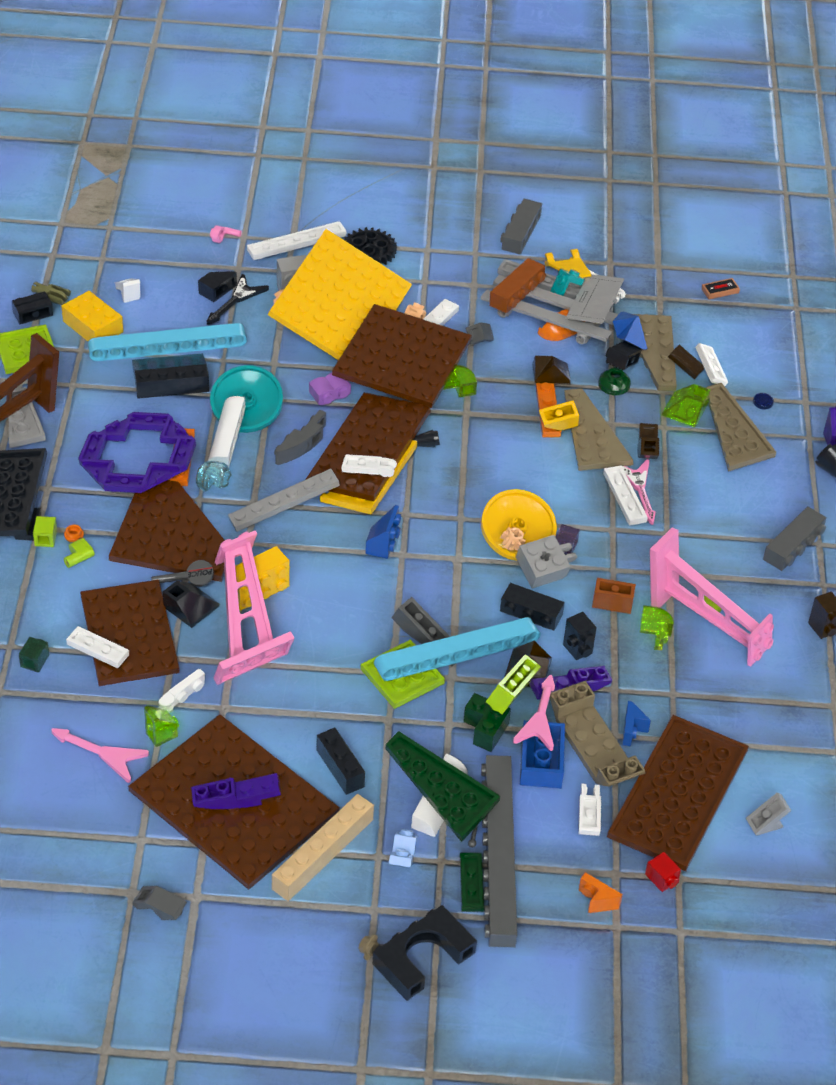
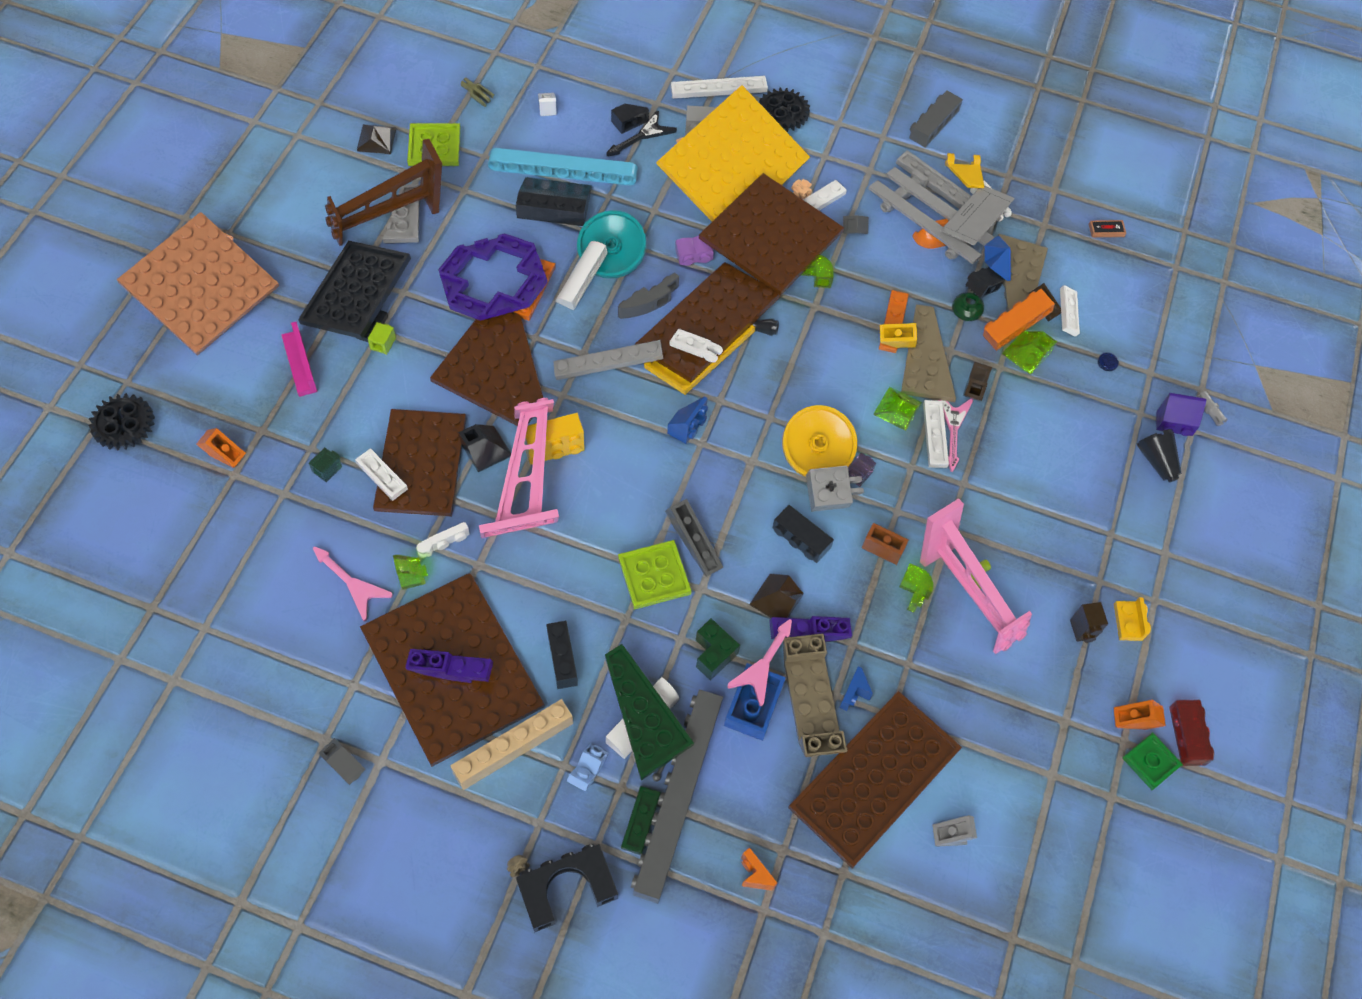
camera: 15 degrees right, 15 degrees up
(32, 307) = (454, 103): black brick -> none
(73, 533) = (407, 342): orange plate -> none
(80, 551) = (407, 368): lime piece -> none
(91, 317) = (503, 126): yellow brick -> none
(198, 573) = (502, 417): dark grey piece -> none
(212, 473) = (552, 318): clear light blue hair -> none
(217, 233) = (649, 63): bright pink plate -> none
(456, 649) = (712, 563): medium azure beam -> none
(512, 538) = (807, 457): light nougat gear -> none
(513, 684) = (749, 622): lime brick -> none
(517, 285) = (906, 184): dark orange brick -> none
(550, 370) = (910, 281): dark brown slope -> none
(563, 279) = (953, 187): teal bracket -> none
(579, 636) = (835, 581): black brick -> none
(580, 482) = (897, 408): none -> clear neon green slope
(590, 811) = (780, 776): white hinge -> none
(663, 872) = (828, 866): red brick -> none
(666, 380) = (1018, 319): none -> orange brick
(737, 434) = (1070, 394): dark tan wing -> none
(795, 538) = (1087, 524): dark grey brick -> none

